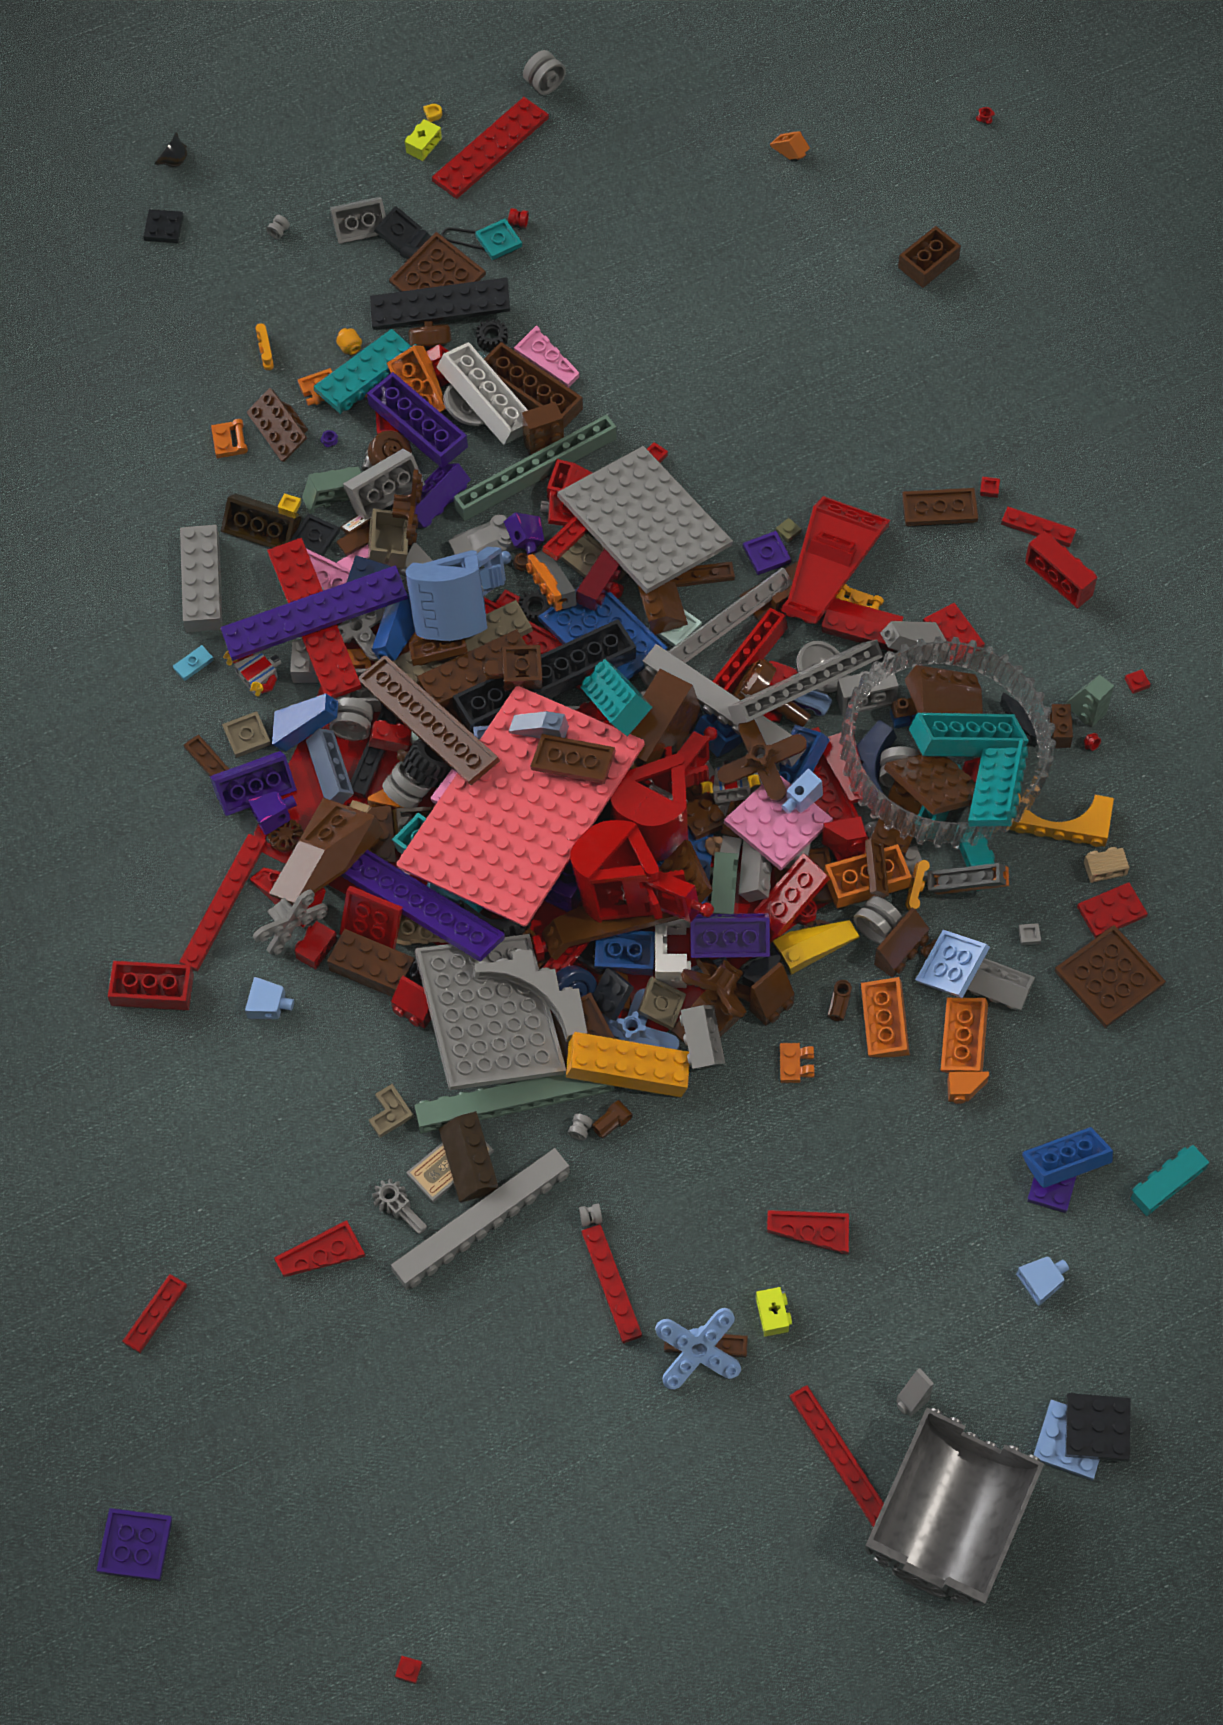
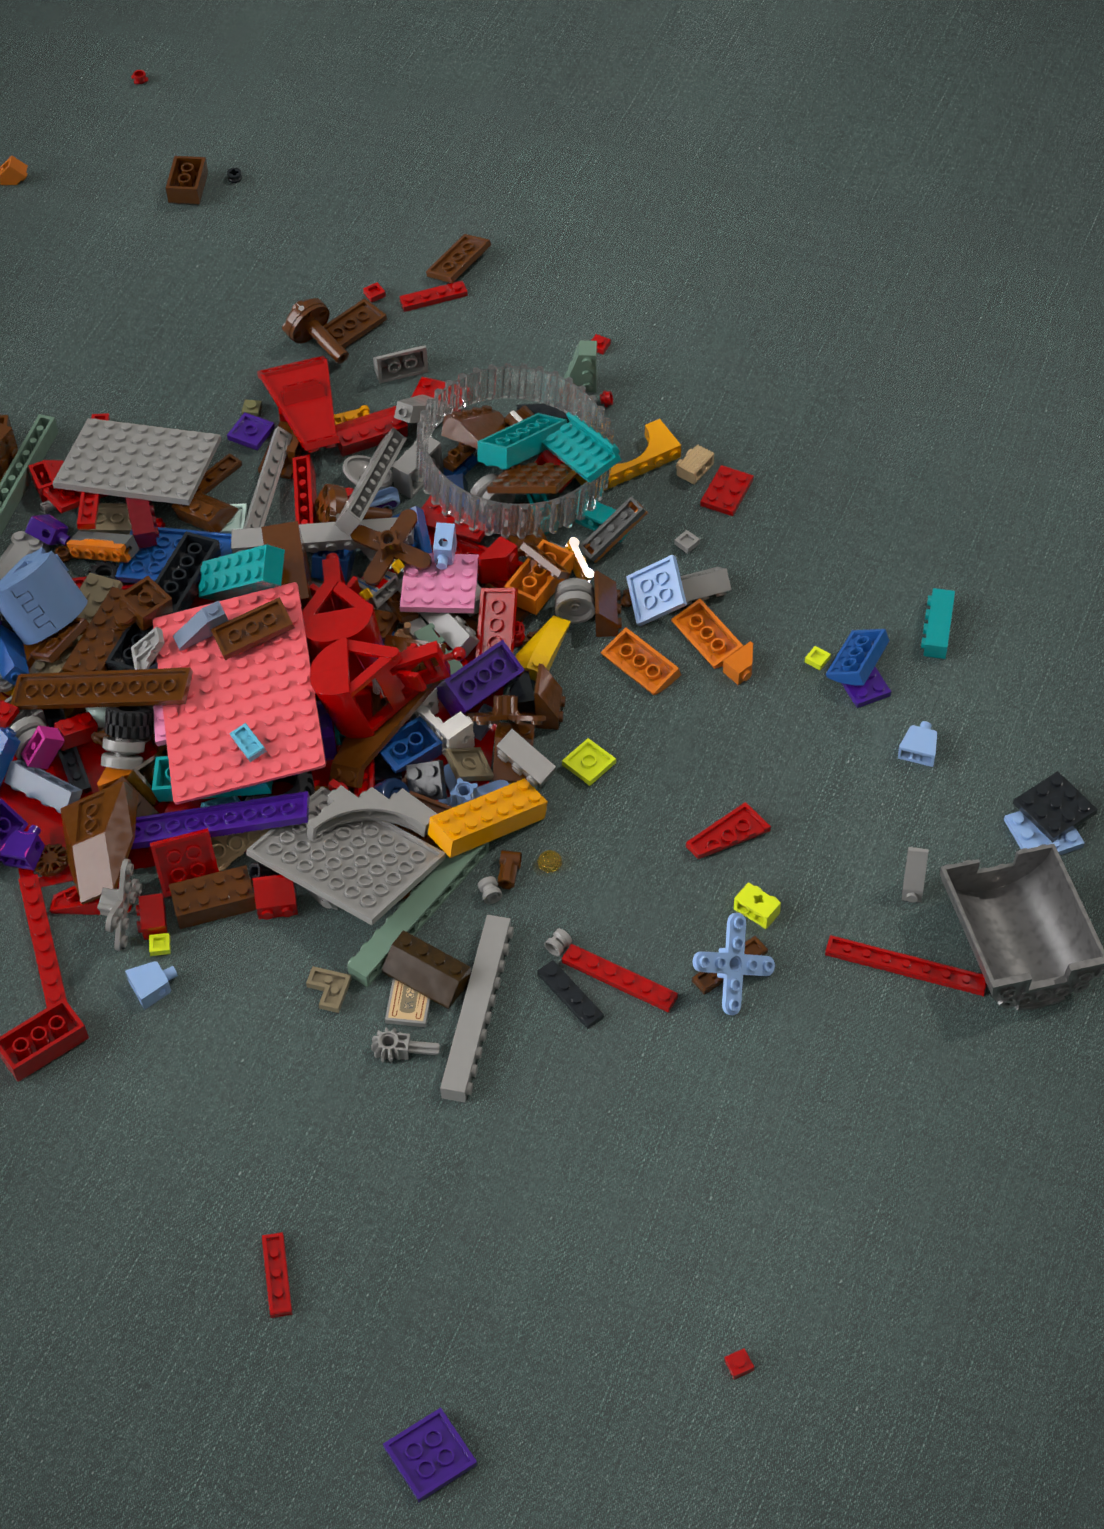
camera: 40 degrees left, 10 degrees down
(301, 972) = (159, 944): none -> neon yellow plate
(323, 1250) = (372, 1123): red wing -> none
(351, 734) = (42, 747): none -> dark pink brick
(484, 859) = (247, 742): none -> medium azure plate
(486, 711) = (147, 649): none -> light grey wing
(562, 1266) = (570, 994): none -> black plate
(650, 1144) = (549, 866): none -> clear yellow plate
(759, 1075) = (589, 761): none -> neon yellow plate
(790, 1062) = (599, 734): orange plate -> none
(839, 1001) = (597, 672): reddish brown piece -> none
(898, 479) = (307, 322): none -> reddish brown piece
(946, 577) = (401, 364): none -> light grey slope
(977, 273) = (234, 175): none -> black bush
(989, 706) = (519, 415): none -> reddish brown leg
(1035, 1130) = (817, 658): none -> neon yellow plate
(1061, 569) = (479, 307): red brick -> none
(1091, 504) = (458, 258): none -> reddish brown plate
(1110, 976) = (768, 529): reddish brown plate -> none

